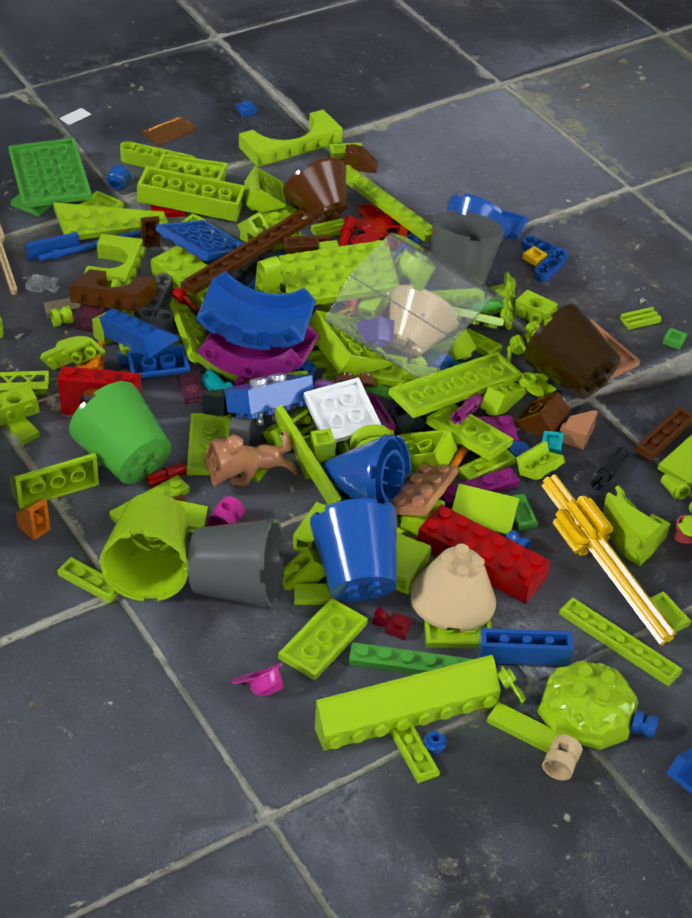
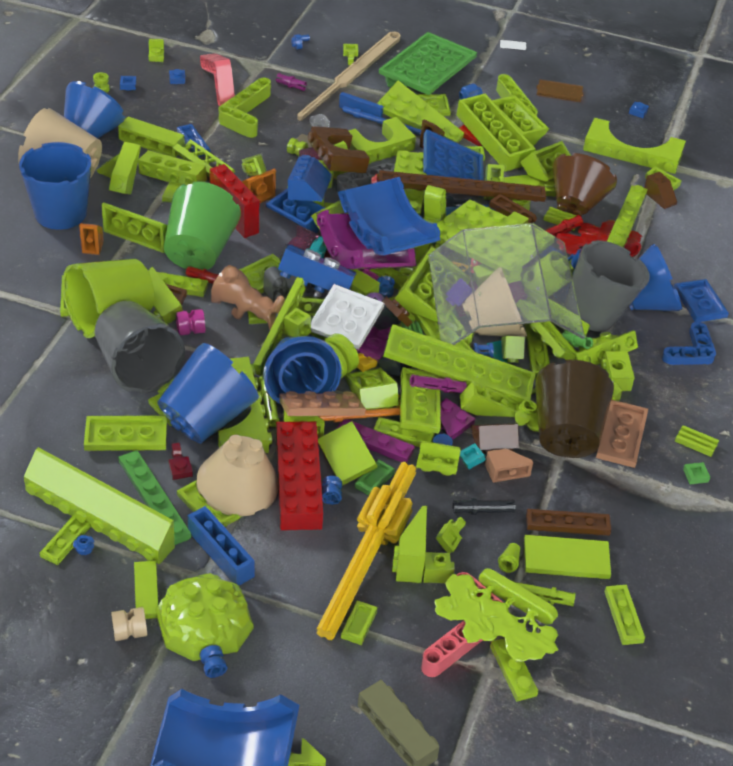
camera: 50 degrees right, 0 degrees up
(263, 681) = (53, 422): dark pink piece -> none
(507, 679) = (172, 556): lime plate -> none
(534, 256) = (684, 338): yellow plate -> none
(620, 641) = (295, 608): lime tile -> none

